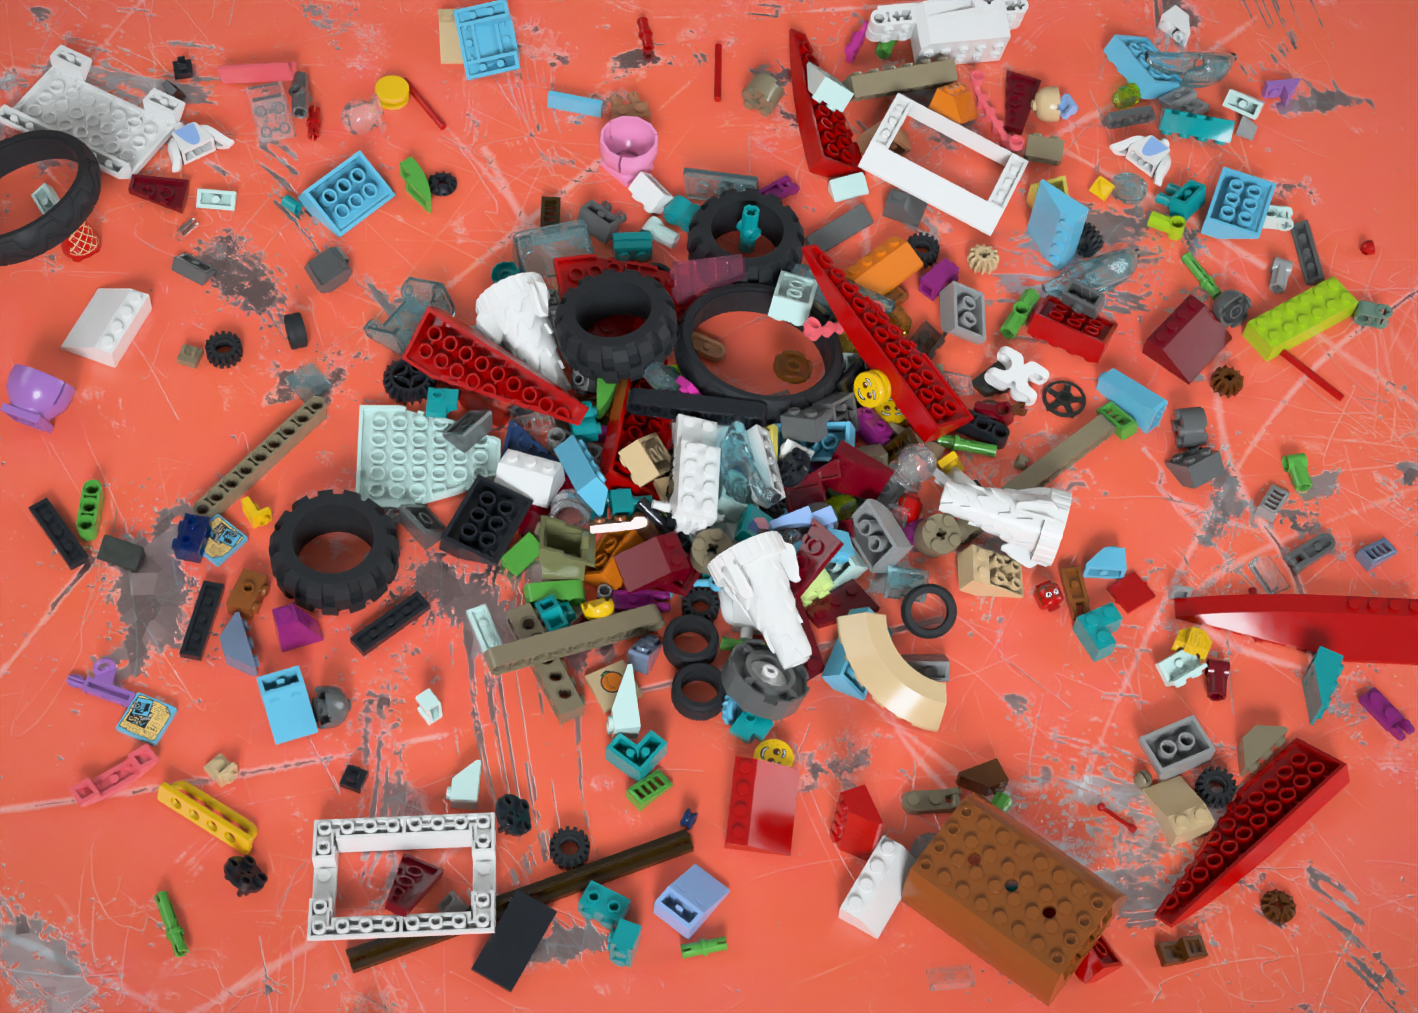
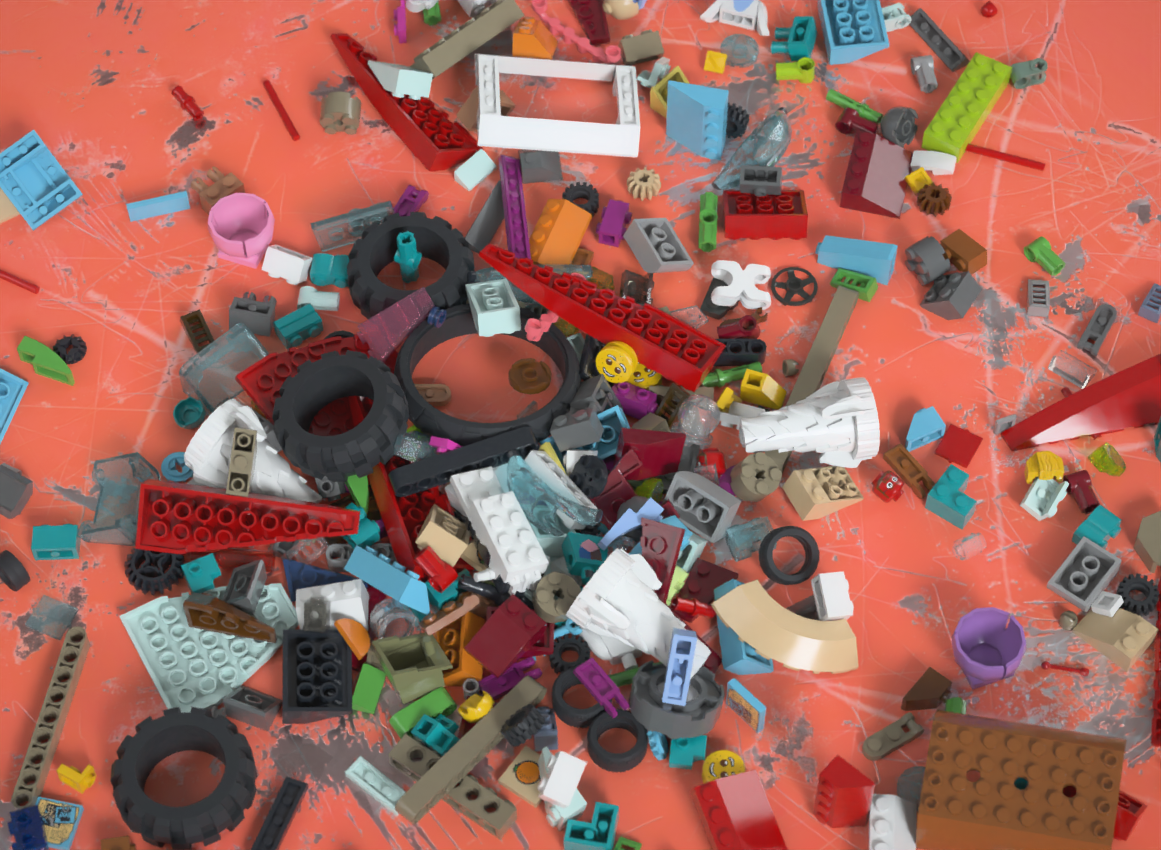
camera: 20 degrees left, 0 degrees up
(343, 326) = (55, 542): none -> teal brick
(433, 439) = (215, 615): none -> reddish brown wedge
(465, 311) = (169, 468): none -> medium azure gear
(515, 325) = (242, 462): none -> dark tan slope
(517, 476) = (322, 607): none -> clear smoke brick
(532, 505) = (354, 635): none -> orange tile
(623, 639) = (522, 725): none -> black tyre
(625, 487) = (439, 573): none -> red piece
(627, 695) = (561, 779): none -> white brick
(707, 639) = (600, 686): none -> magenta hinge
(742, 284) = (436, 317): none -> dark blue bush
(775, 651) = (679, 666): none -> light blue slope
(821, 714) = (746, 705): none -> tile
(822, 613) = (692, 607): none -> red pin
(860, 229) = (514, 206): none -> magenta tile
(944, 660) = (832, 596): none -> white brick
(985, 468) = (762, 390): none -> yellow slope
(1046, 172) = (659, 71): none -> light aqua bracket
(1055, 764) = (985, 646): none -> medium lavender plate
(1090, 677) = (969, 546): none -> clear brick
(1183, 781) = (1107, 603): none -> white tile
(1192, 285) = (851, 122): none -> dark red piece
(1213, 715) = (1098, 527): none -> teal brick
(1222, 358) = (918, 179): none -> yellow tile
(1227, 435) = (964, 252): none -> dark orange brick
(1247, 351) = (938, 162): none -> white slope
(1255, 664) = (1107, 460): none -> clear neon green rock

